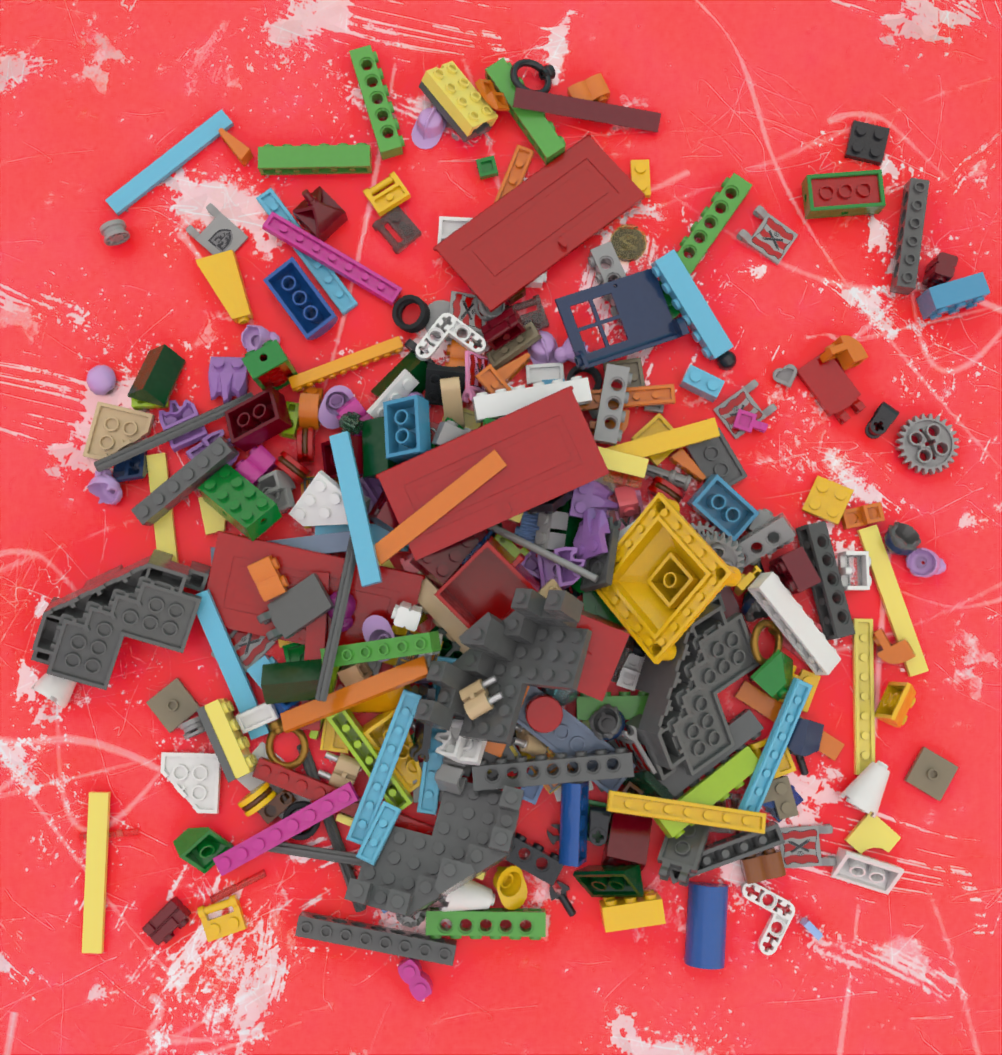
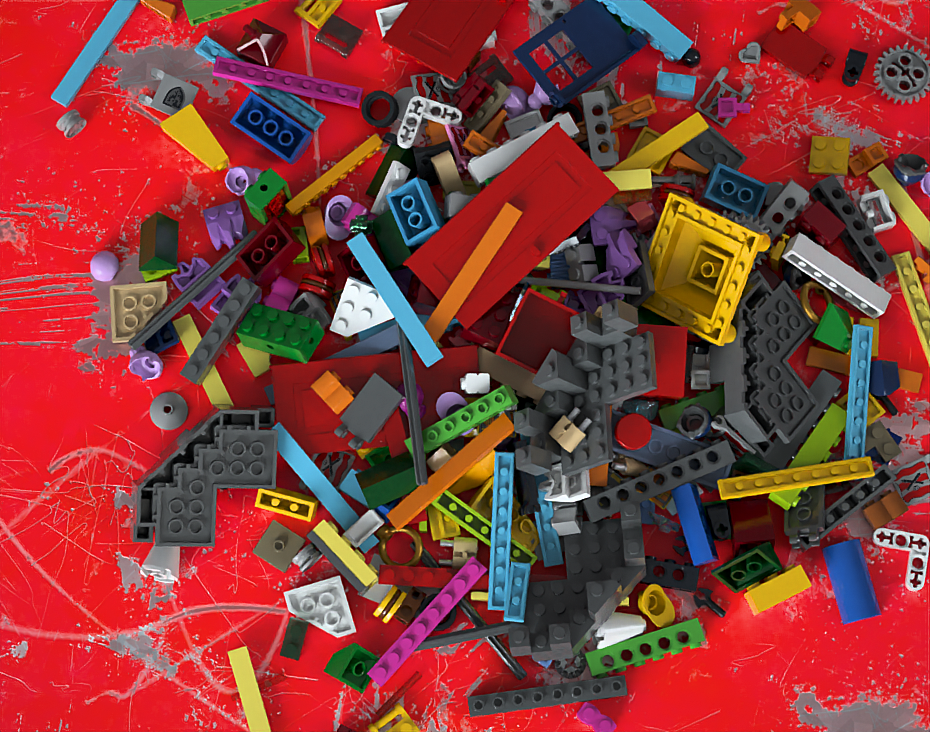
camera: 15 degrees left, 5 degrees down
(123, 543) = (175, 417): none -> light grey dish
(157, 800) = (294, 638): none -> clear green plate
(194, 669) = (288, 503): none -> yellow brick
(544, 809) = (665, 525): none -> clear light blue plate

